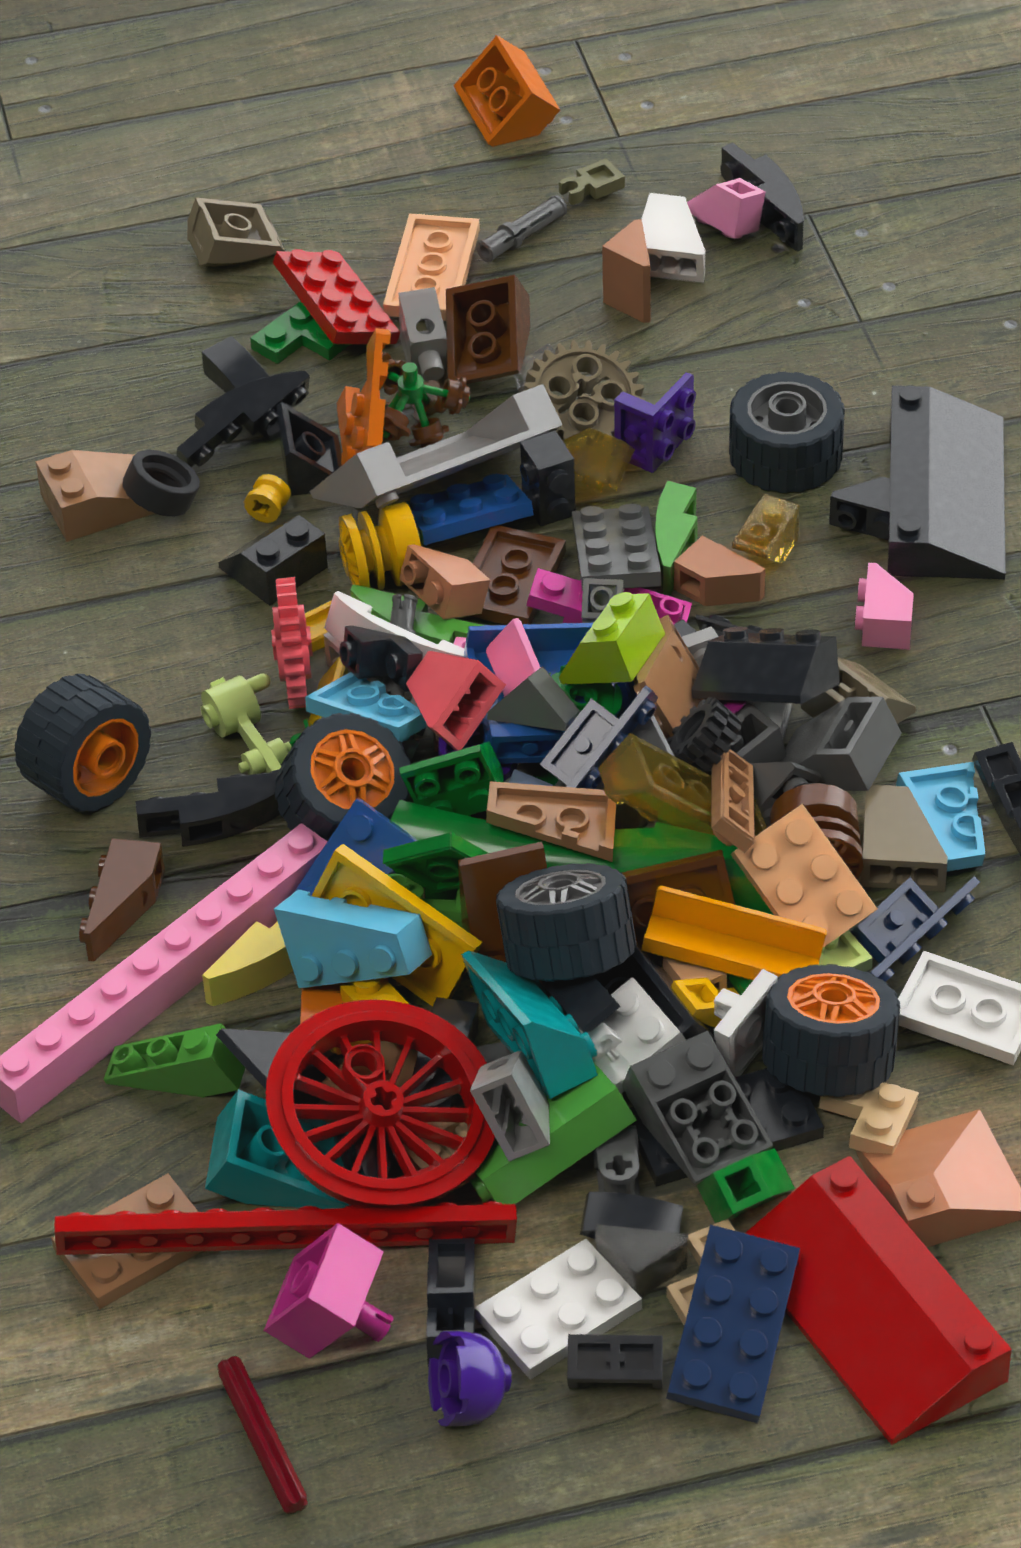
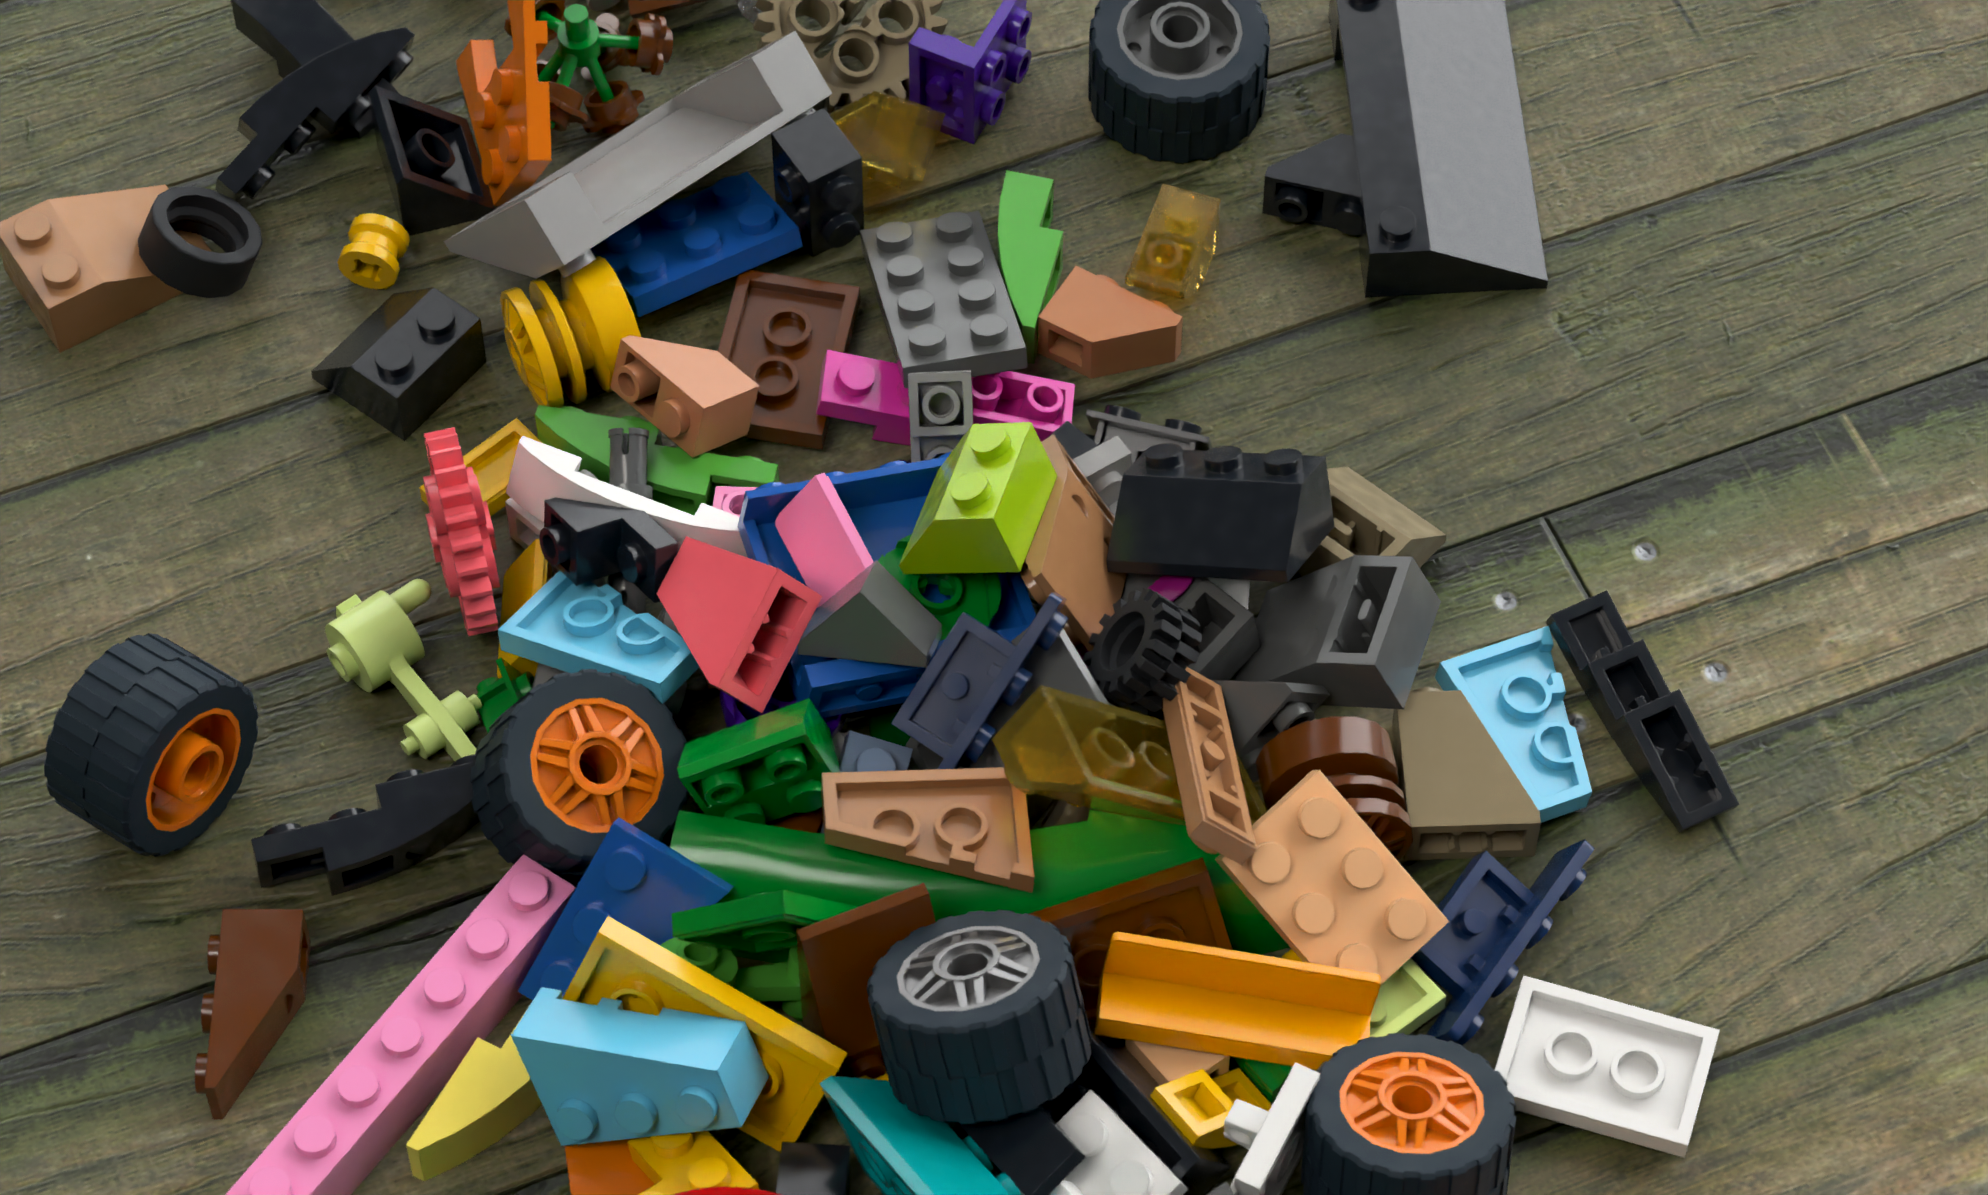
camera: 10 degrees left, 10 degrees up
(886, 611) = (1377, 370): bright pink slope -> none

